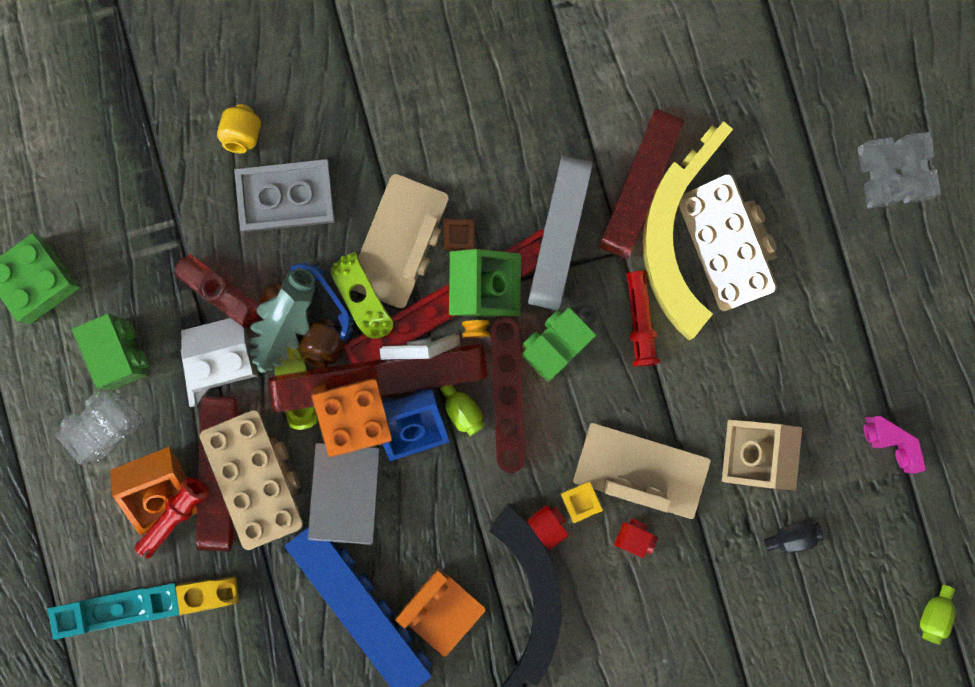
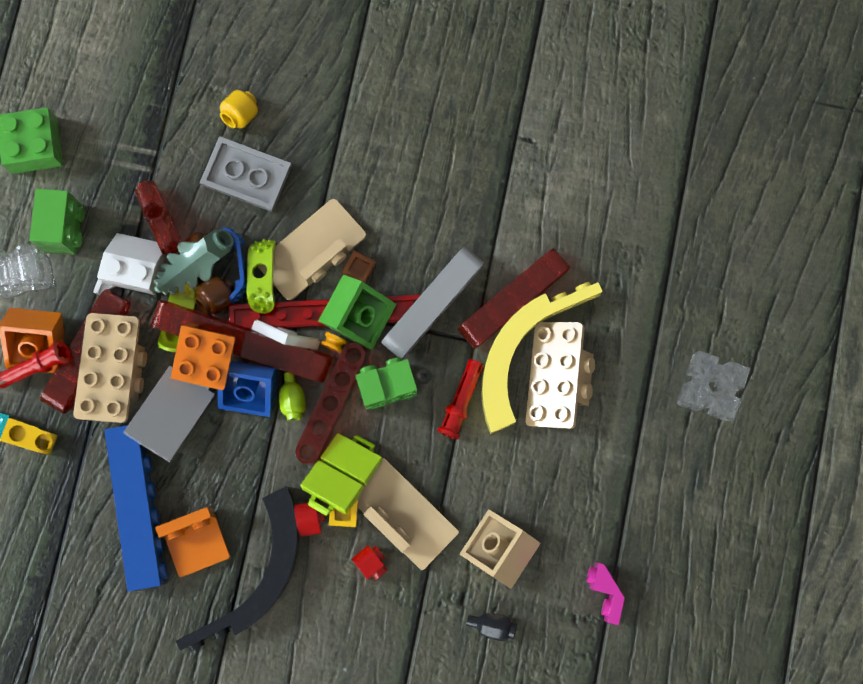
camera: 25 degrees right, 5 degrees down
(558, 463) = (341, 474): none -> lime piece

